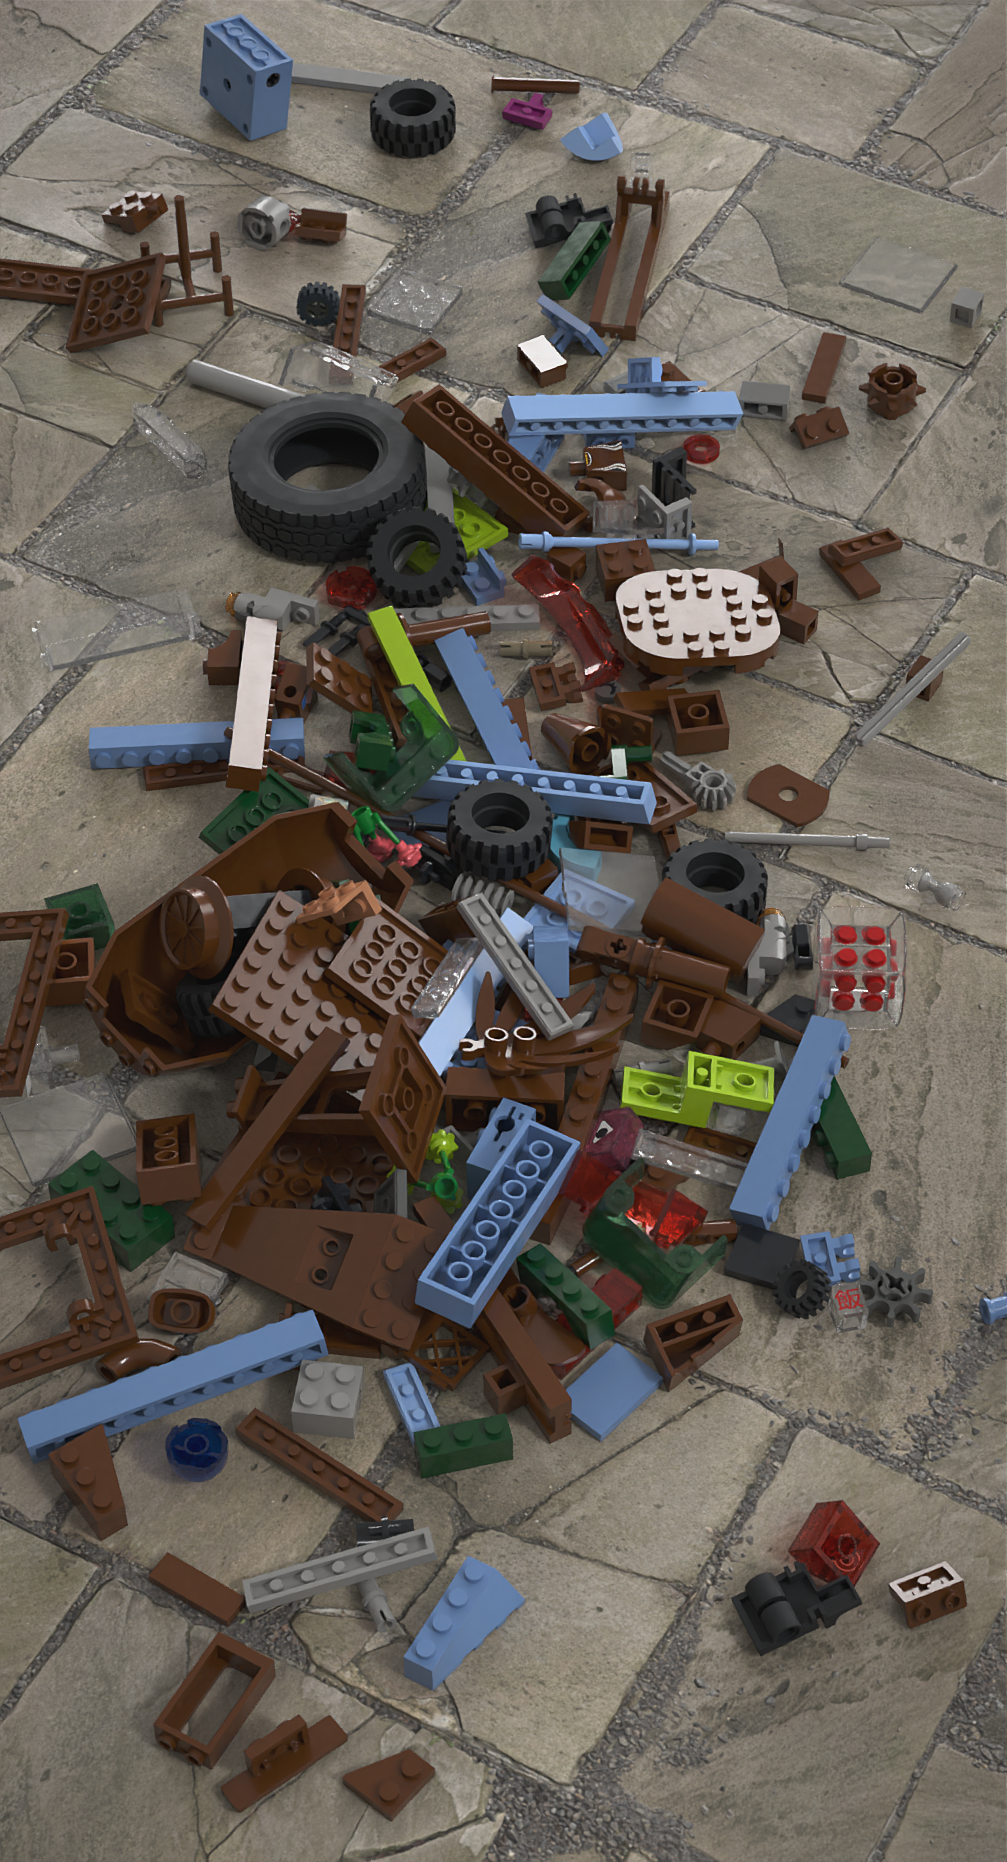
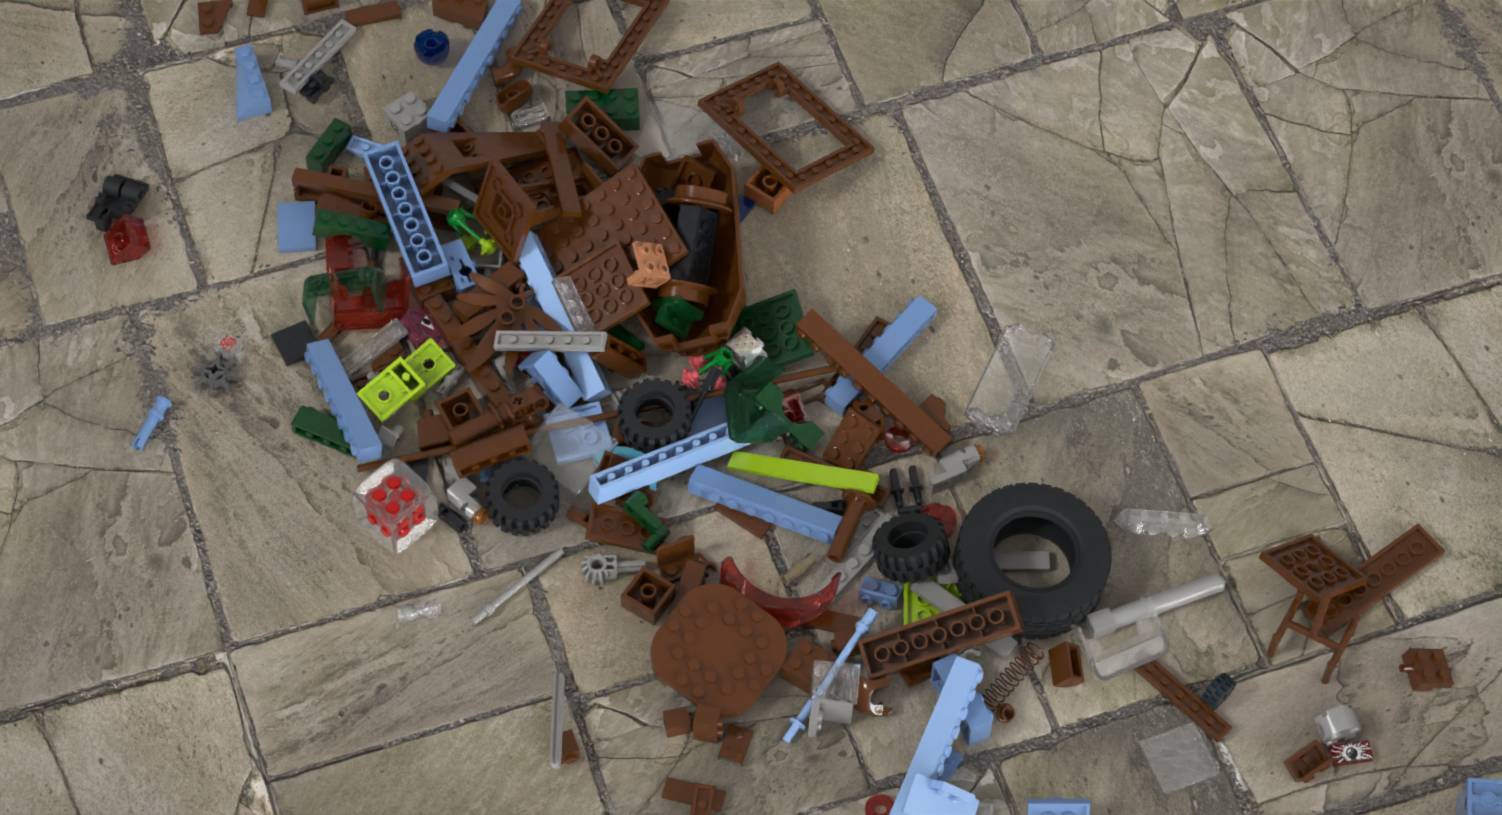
camera: 130 degrees right, 10 degrees up
(87, 914) = (799, 215): clear green brick -> none
(317, 1468) = (378, 92): reddish brown plate -> none
(415, 359) = (1121, 715): reddish brown tile -> none
(542, 361) = (1045, 781): brick -> none
(548, 687) = (757, 554): reddish brown plate -> none
(576, 742) = (700, 524): reddish brown cone -> none
(603, 463) = (908, 731): reddish brown torso -> none
(669, 478) = (857, 745): black plate -> none
(691, 1338) = (281, 269): reddish brown wedge -> none
(806, 808) = (547, 619): reddish brown piece -> none
(814, 1294) = (255, 332): black tyre -> none
(821, 1251) = (265, 361): medium blue plate -> none
(929, 1594) = (68, 257): reddish brown bracket -> none

